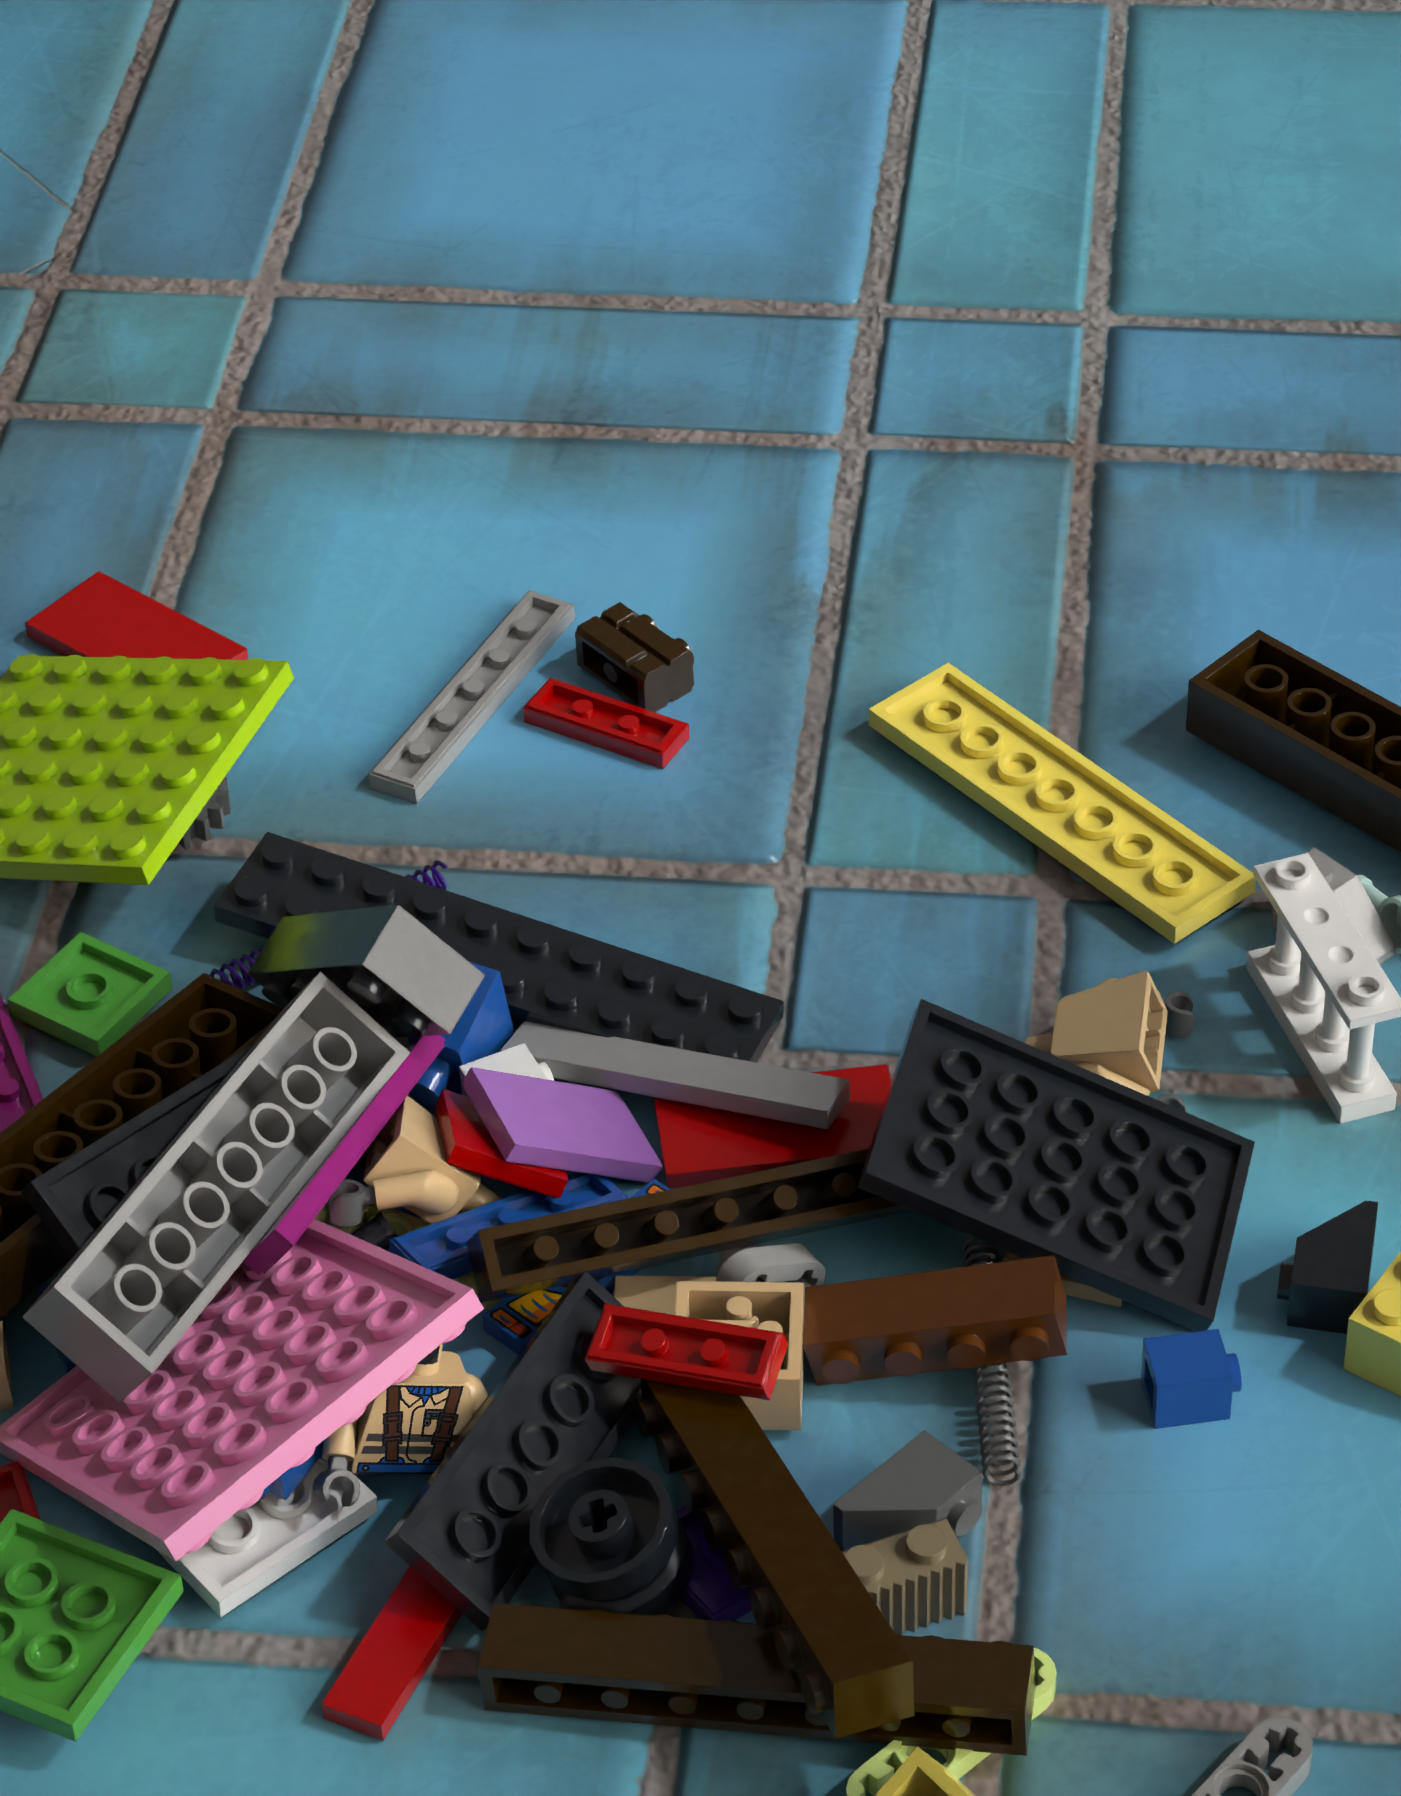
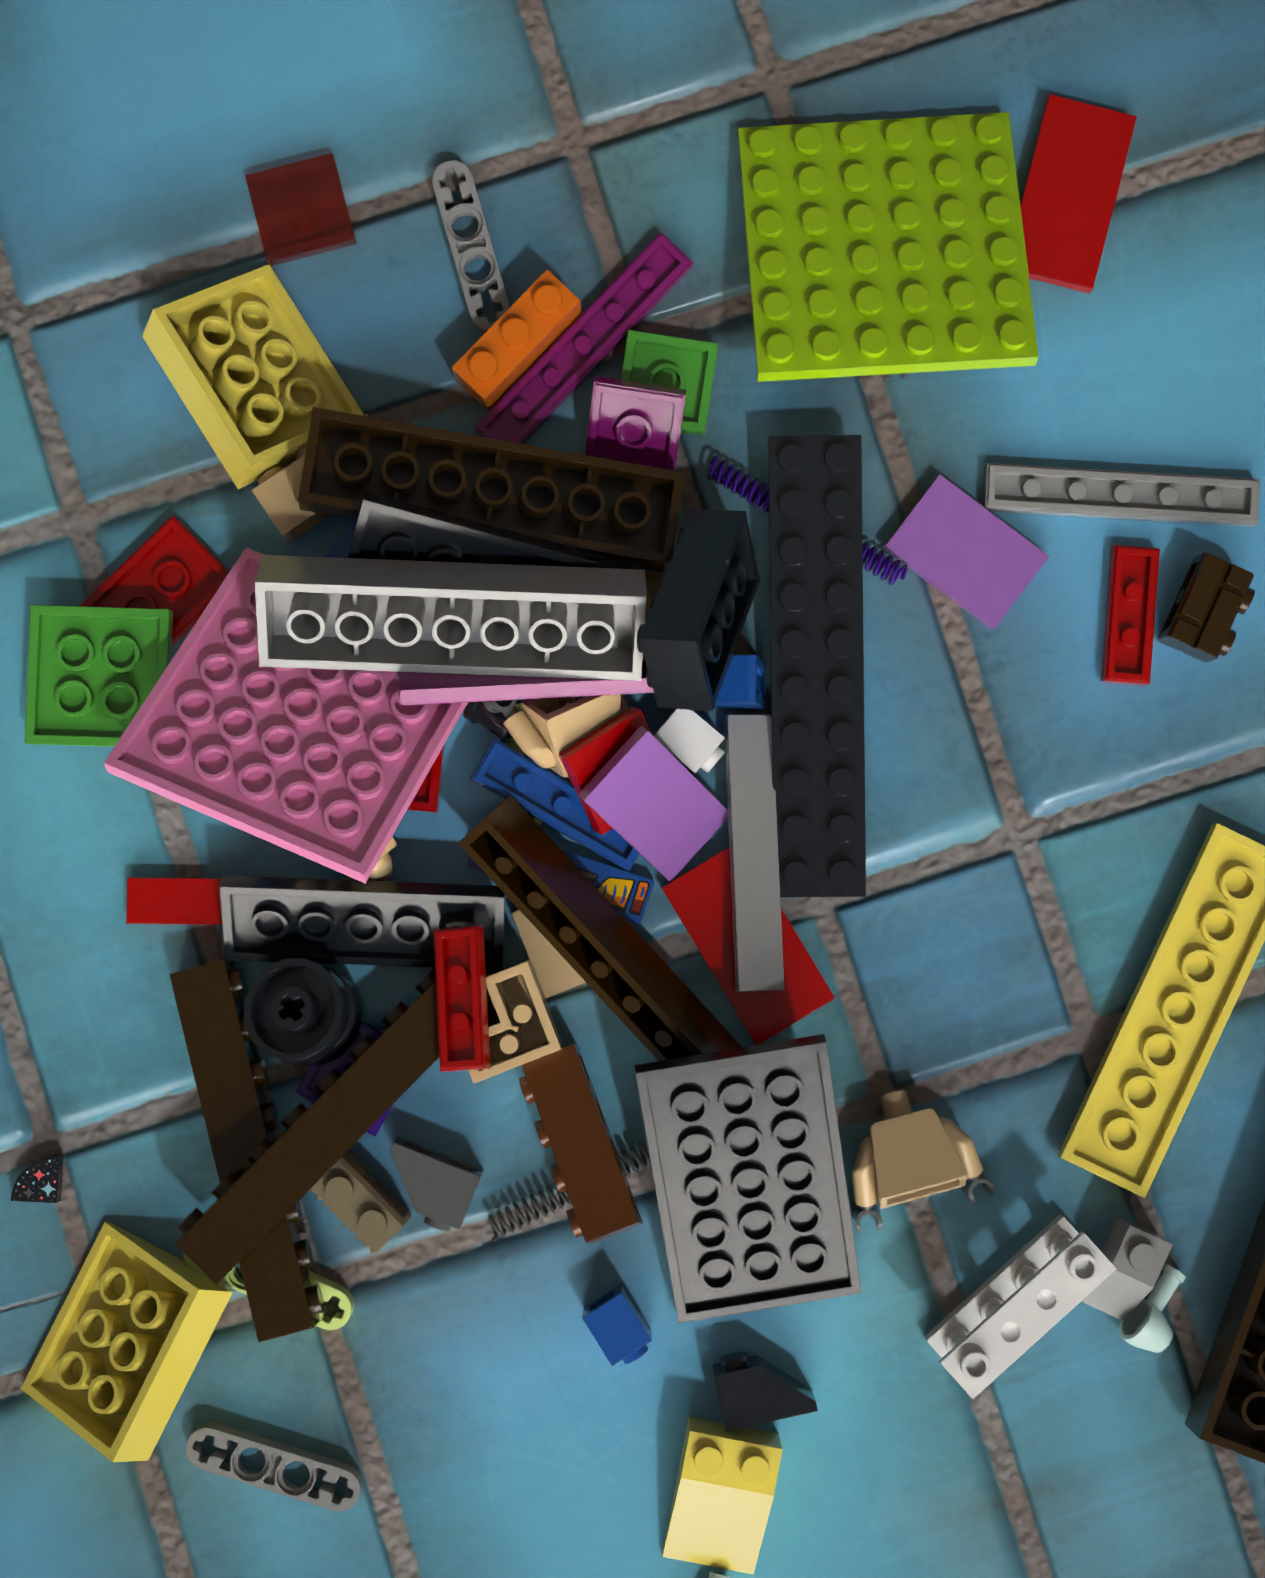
camera: 65 degrees right, 45 degrees up
(104, 1006) = (635, 422): none -> magenta tile
(453, 820) = (966, 552): none -> medium lavender tile
(773, 1264) = (584, 1009): light grey beam -> none

